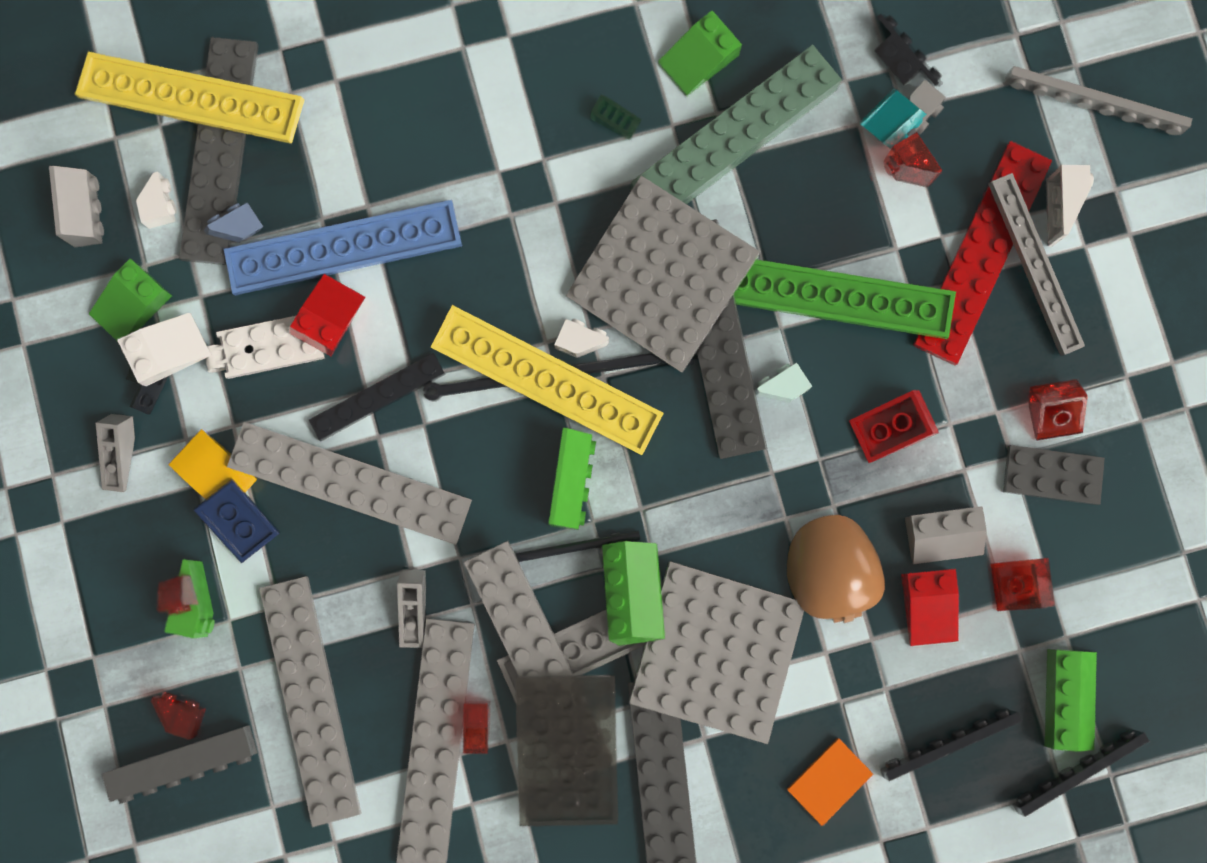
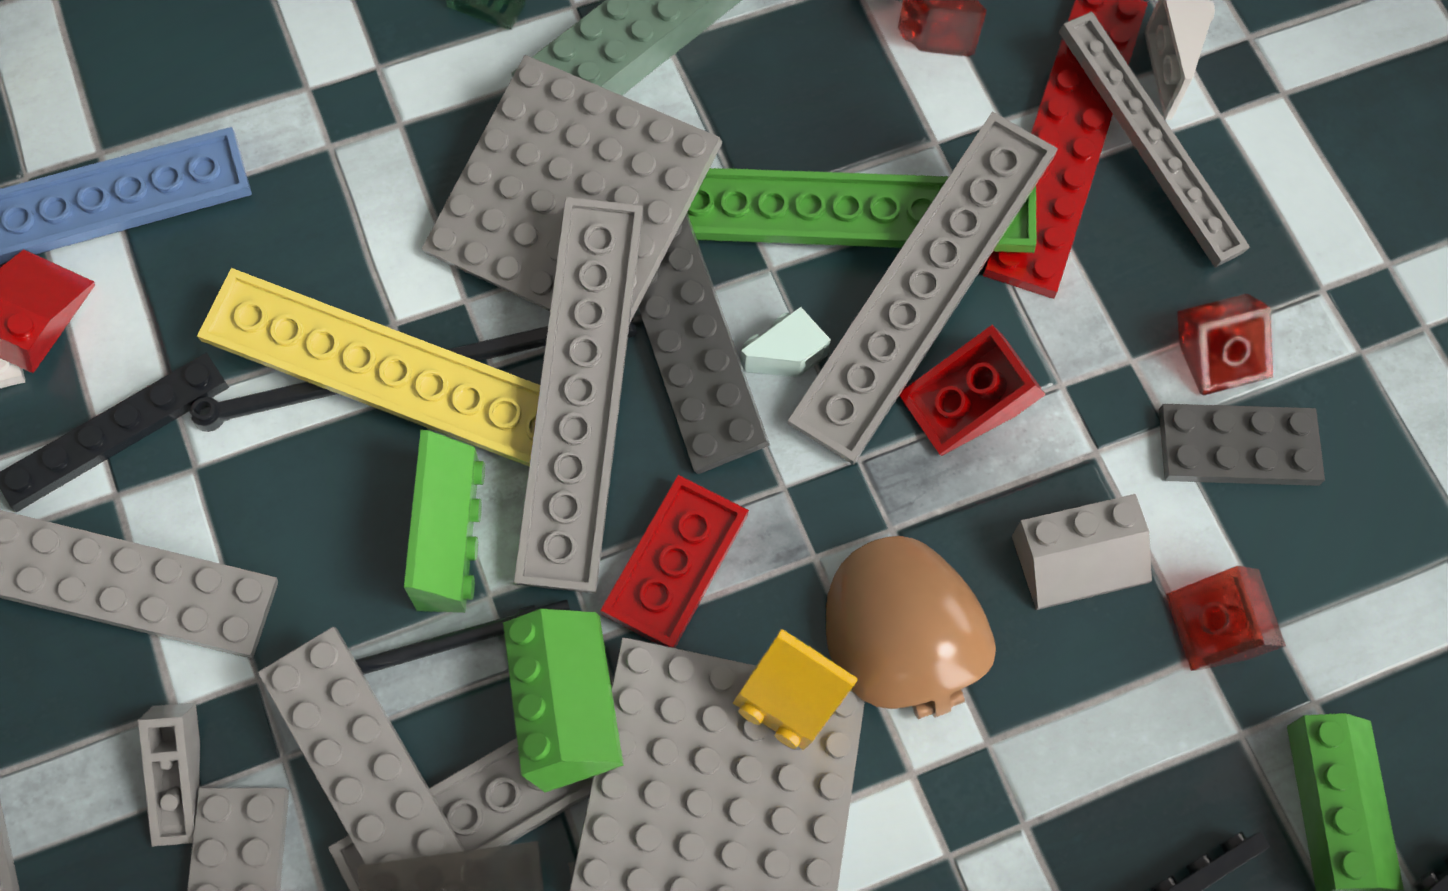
camera: 10 degrees left, 15 degrees down
(578, 340) = (447, 311): white slope -> none
(658, 406) = (579, 396): none -> light grey plate
(703, 514) = (674, 562): none -> red plate
(764, 610) = (793, 691): none -> yellow slope
(876, 356) = (922, 288): none -> light grey plate
(931, 606) = (1080, 671): red slope -> none

